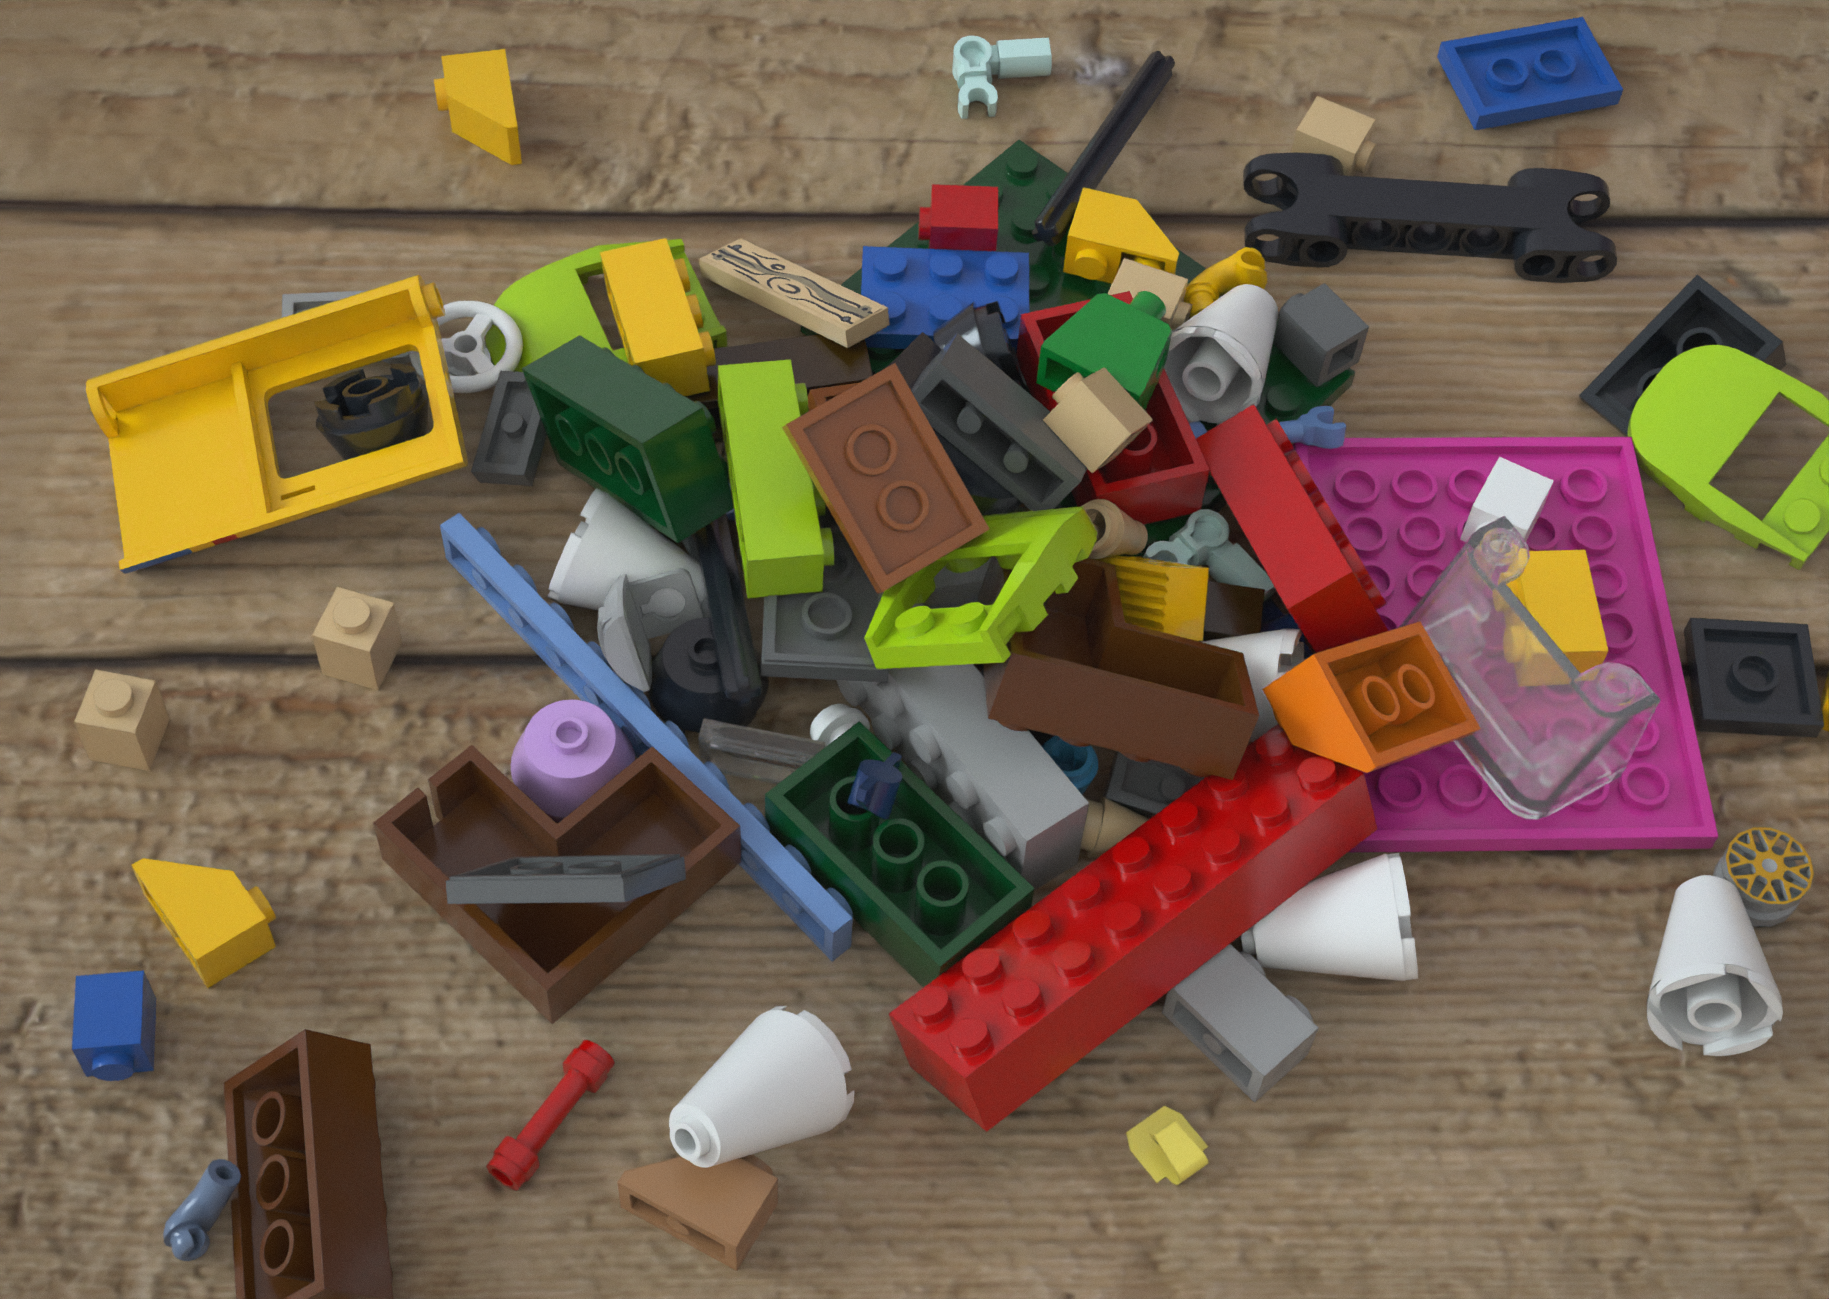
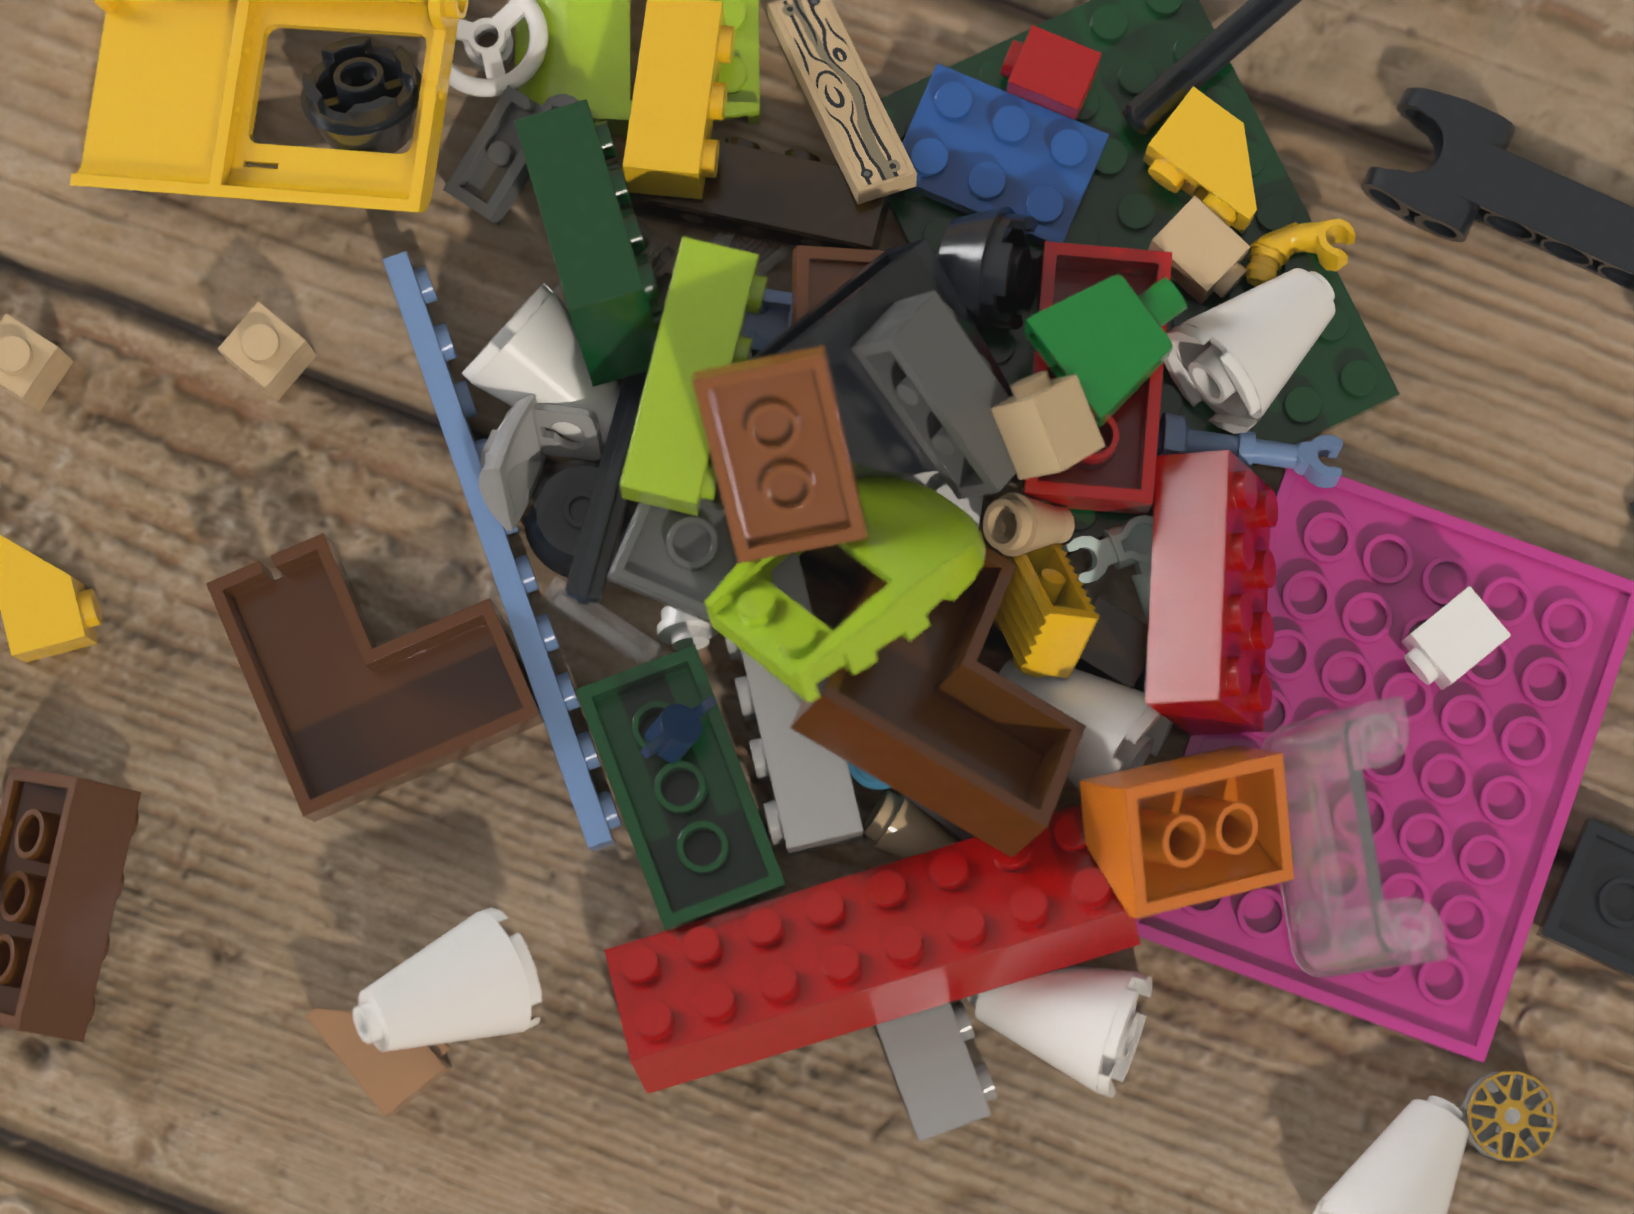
camera: 30 degrees right, 25 degrees up
(517, 1158) = (236, 943): red bar -> none
(566, 879) = (354, 722): dark grey tile -> none
(568, 756) = (424, 562): lavender cone -> none
(1178, 1147) = (819, 1151): light yellow piece -> none
(1320, 334) = (1368, 351): dark grey brick -> none
(1337, 133) = (1523, 88): tan brick -> none
(1563, 601) = (1437, 778): yellow brick -> none

